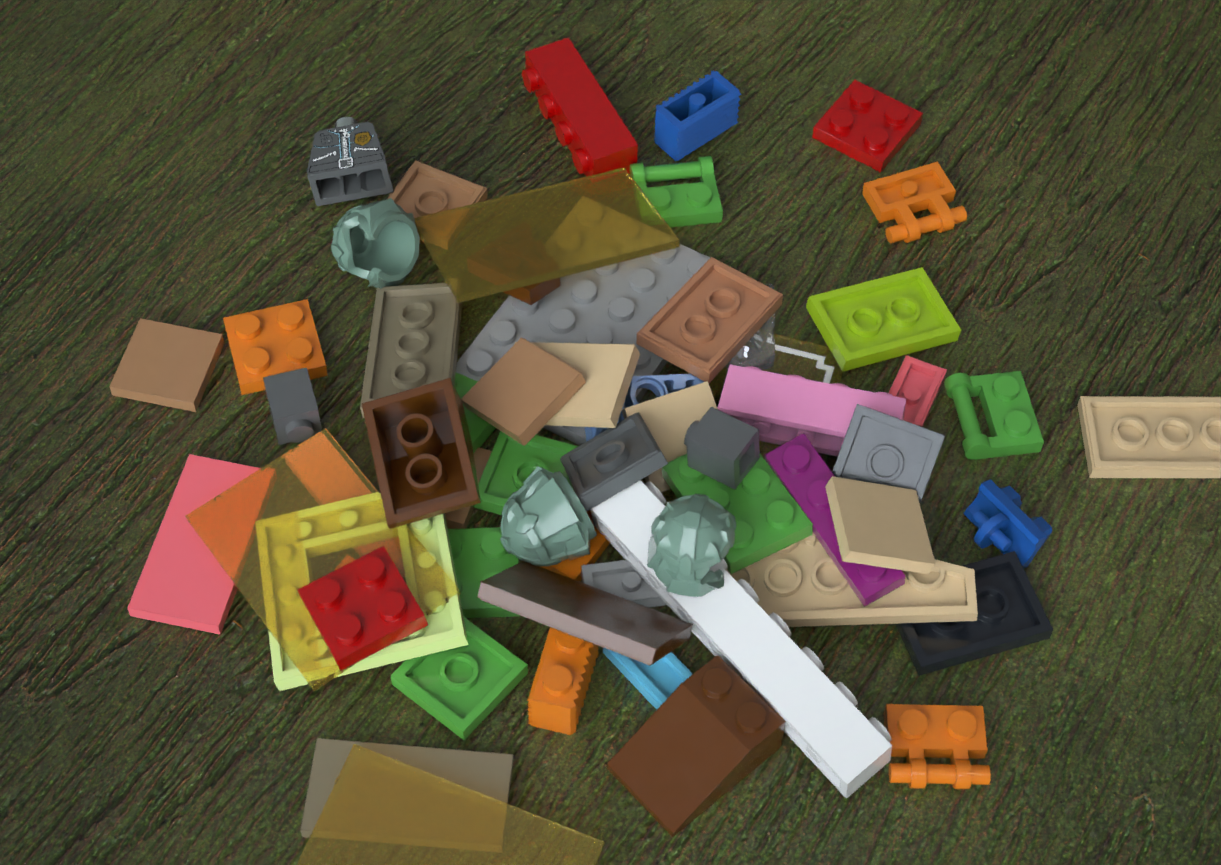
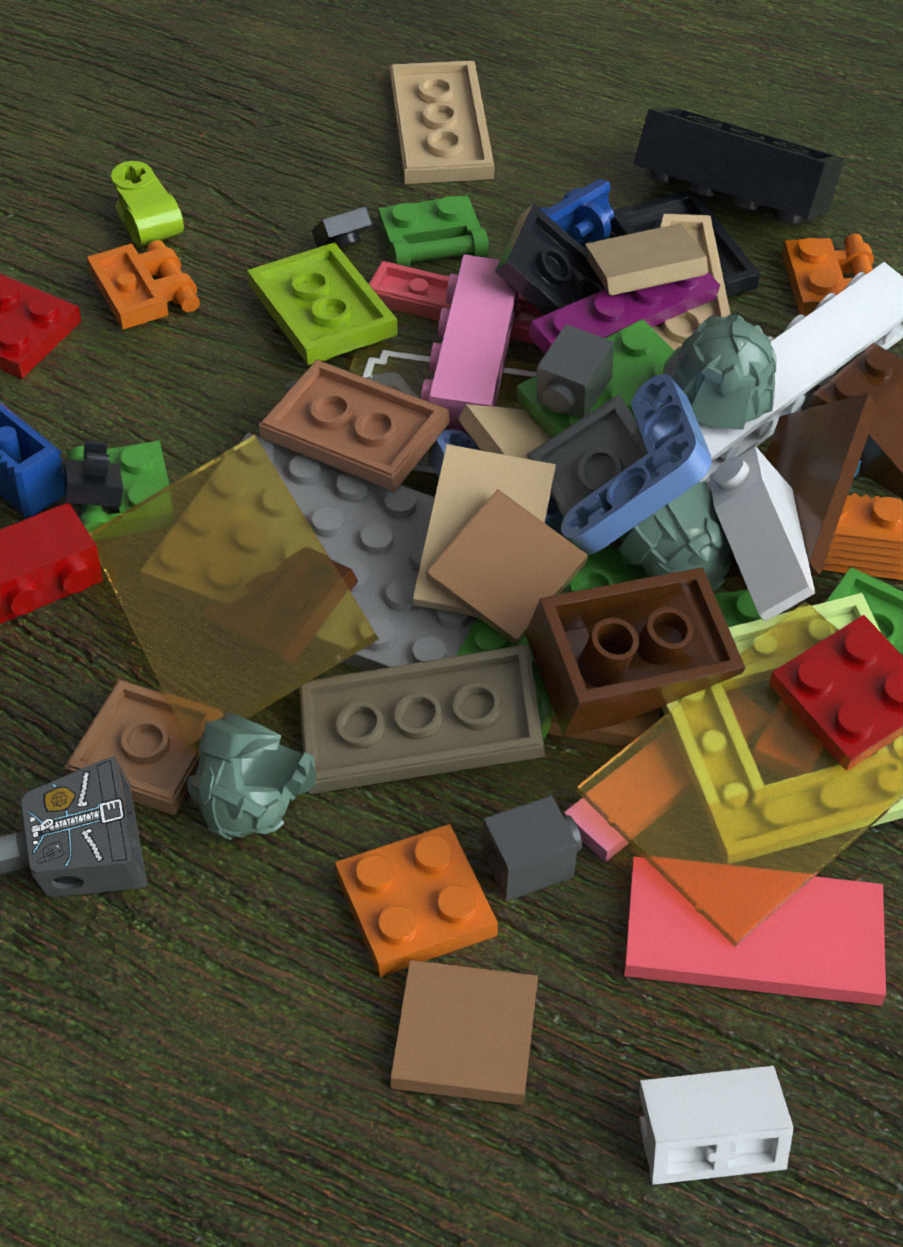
camera: 95 degrees left, 5 degrees down
(58, 484) = (714, 1125): none -> white hinge
(533, 558) = (763, 531): none -> white slope
(568, 473) = (672, 466): none -> medium blue beam
(659, 159) = (94, 478): none -> black tile
(984, 339) = (342, 228): none -> plate
(1011, 200) = (145, 204): none -> lime piece
(1075, 662) = (739, 163): none -> black brick

